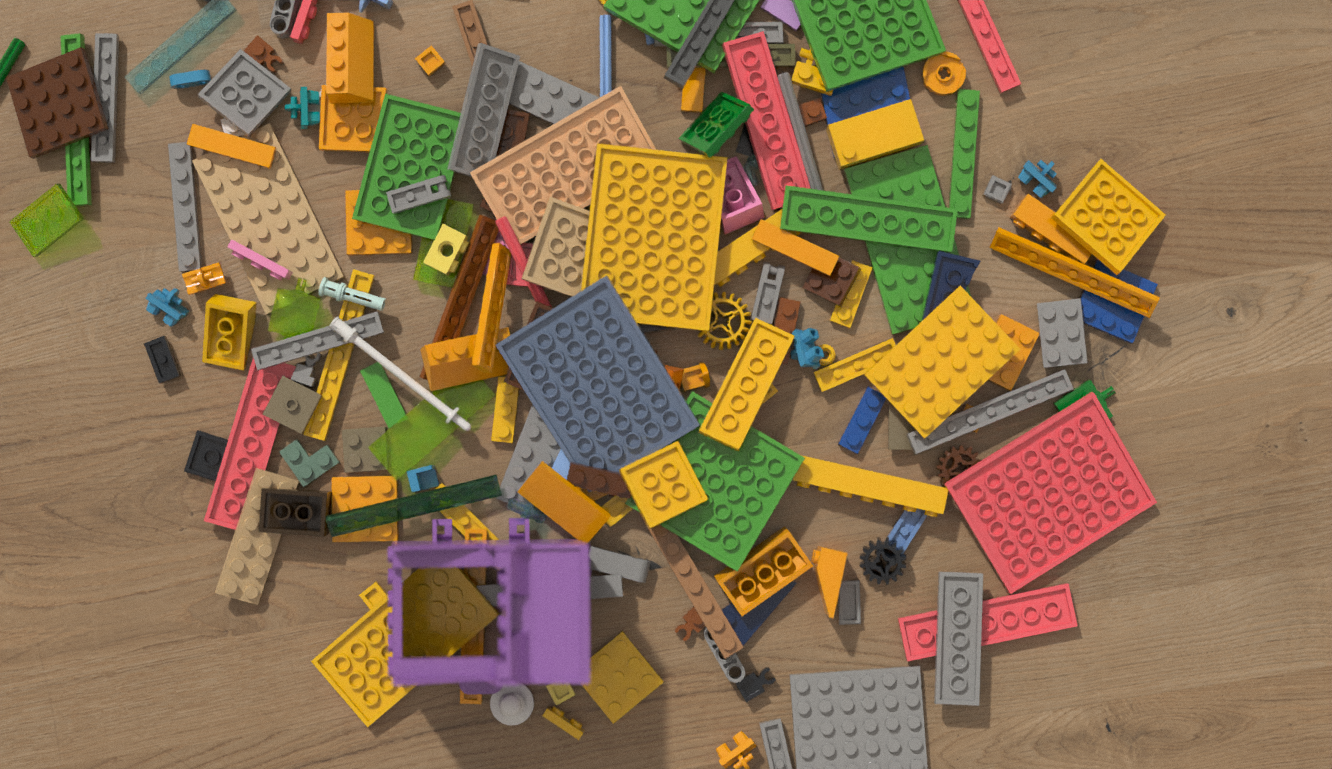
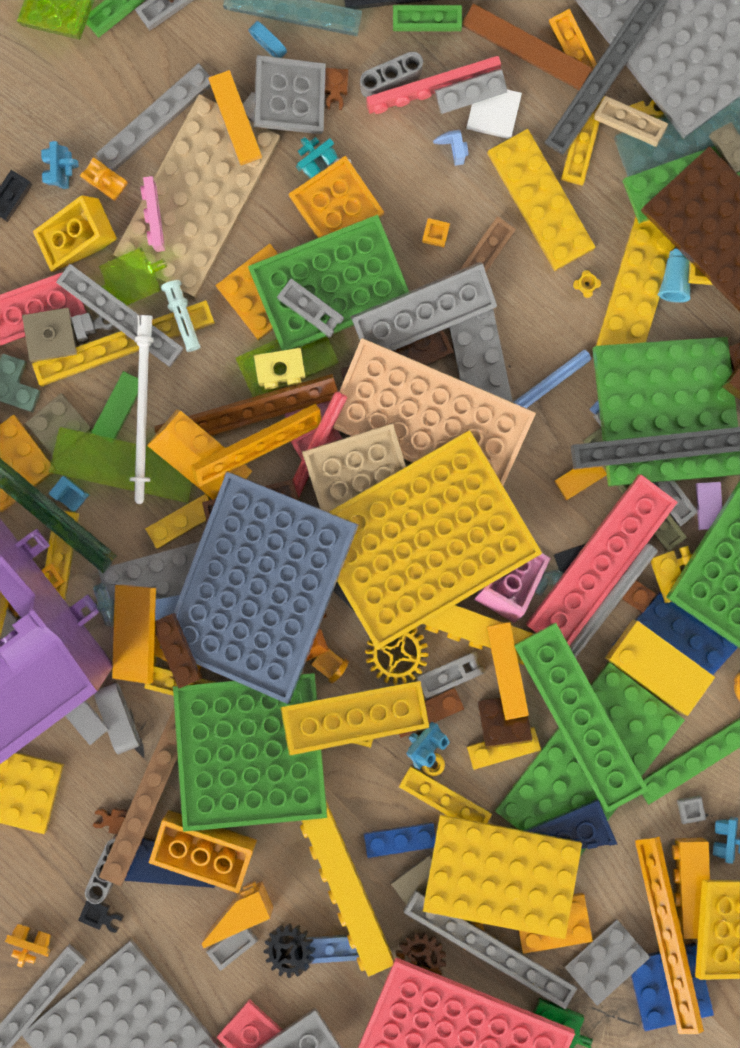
camera: 55 degrees right, 0 degrees up
(349, 59) = (385, 162): light orange slope -> none
(663, 485) = (211, 710): yellow plate -> none
(716, 124) = (564, 521): green plate -> none

